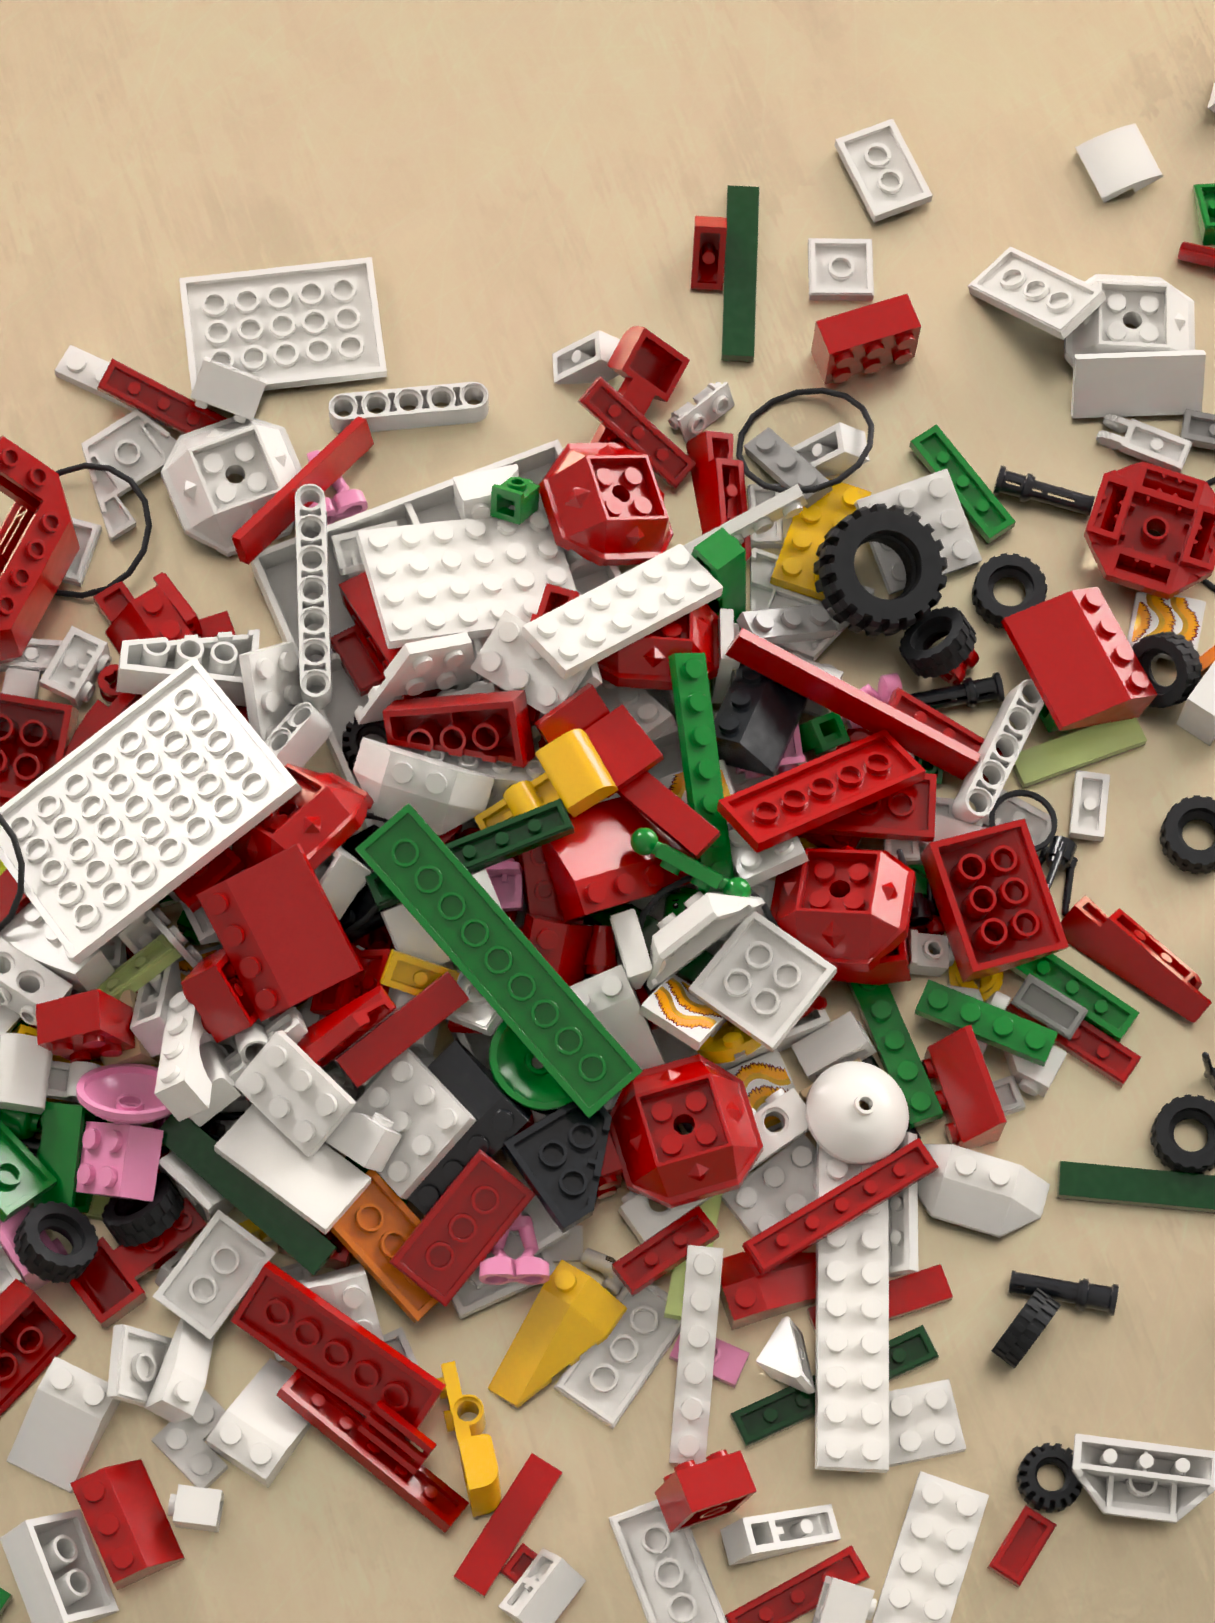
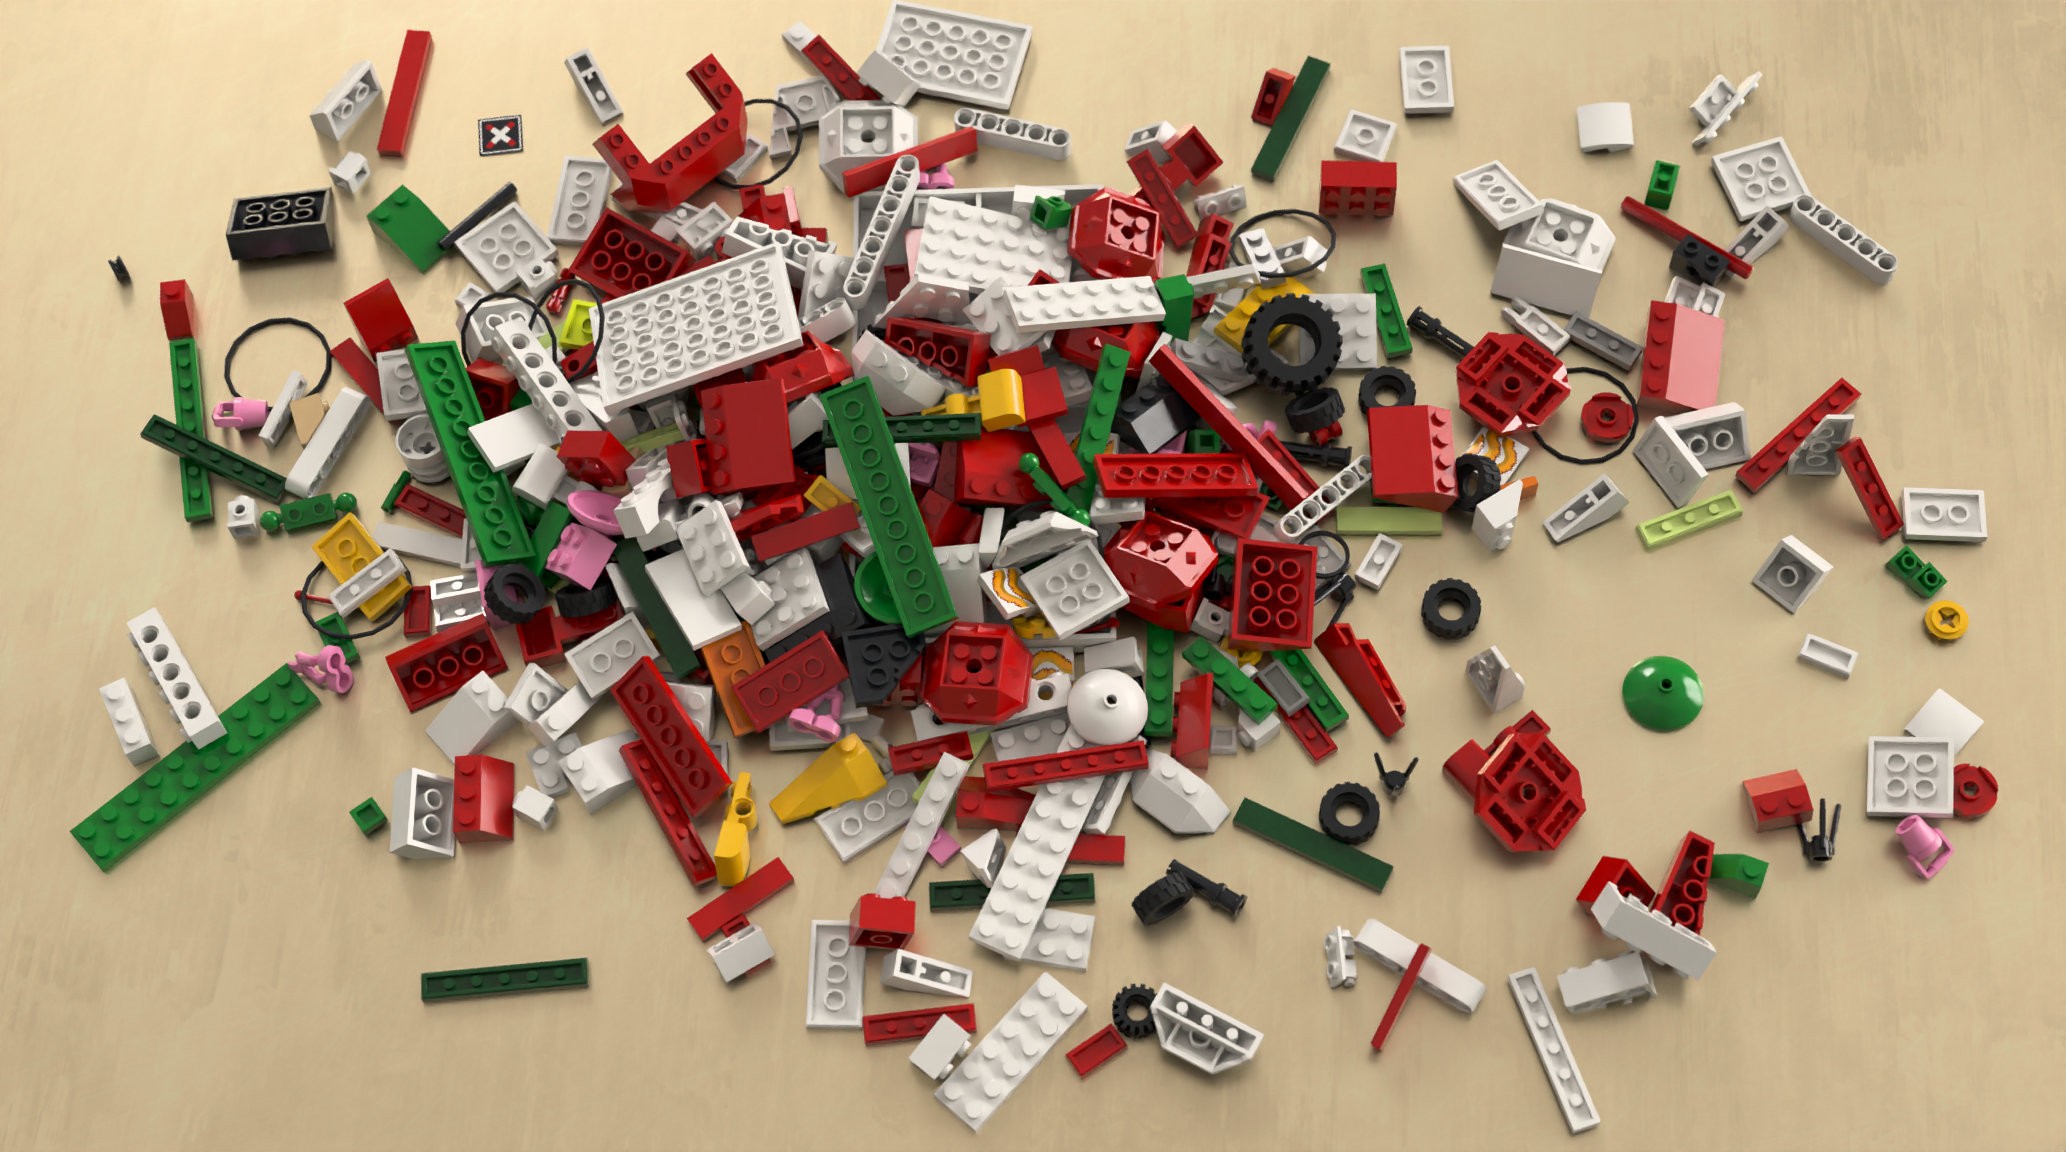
camera: 30 degrees right, 5 degrees down
(393, 1441) = (683, 810): red tile -> none

